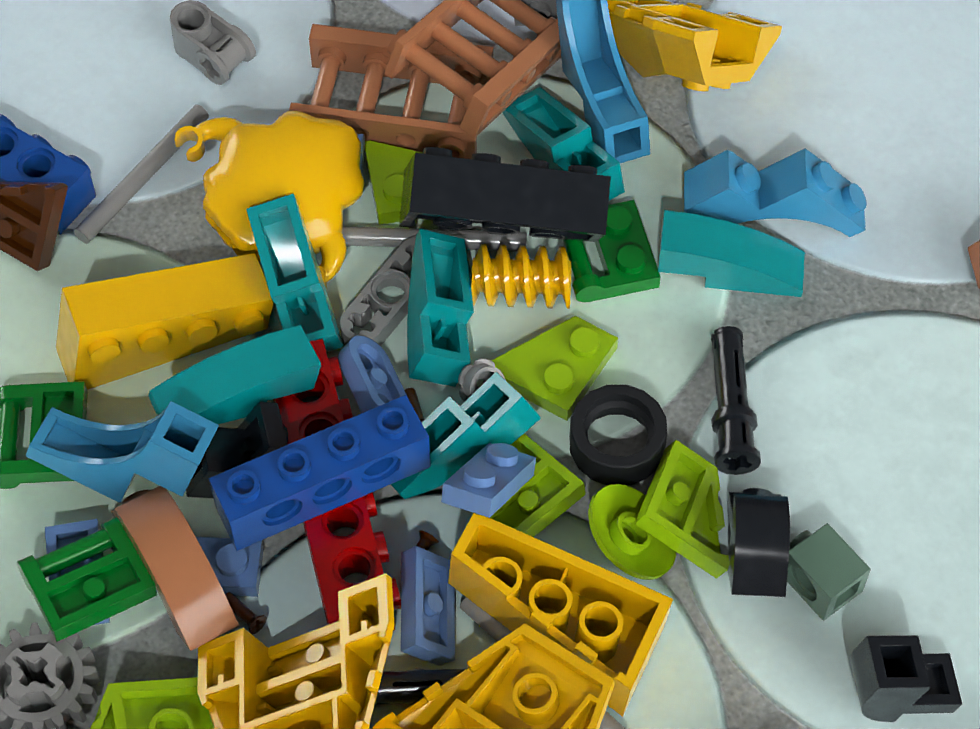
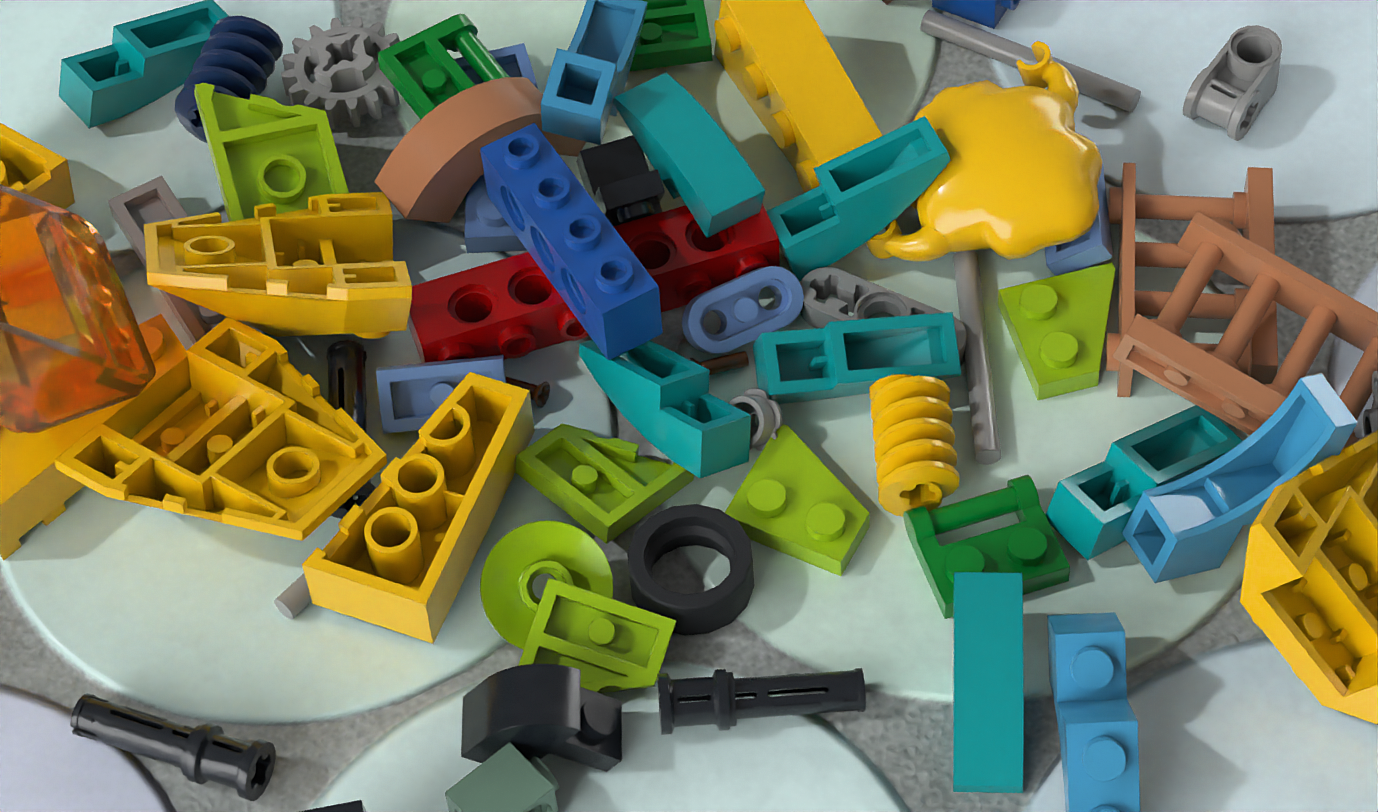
camera: 90 degrees right, 5 degrees down
(254, 622) = (428, 248): reddish brown piece -> none
(489, 479) = (586, 413): medium blue plate -> none
(504, 196) = (1000, 382): black wedge -> none

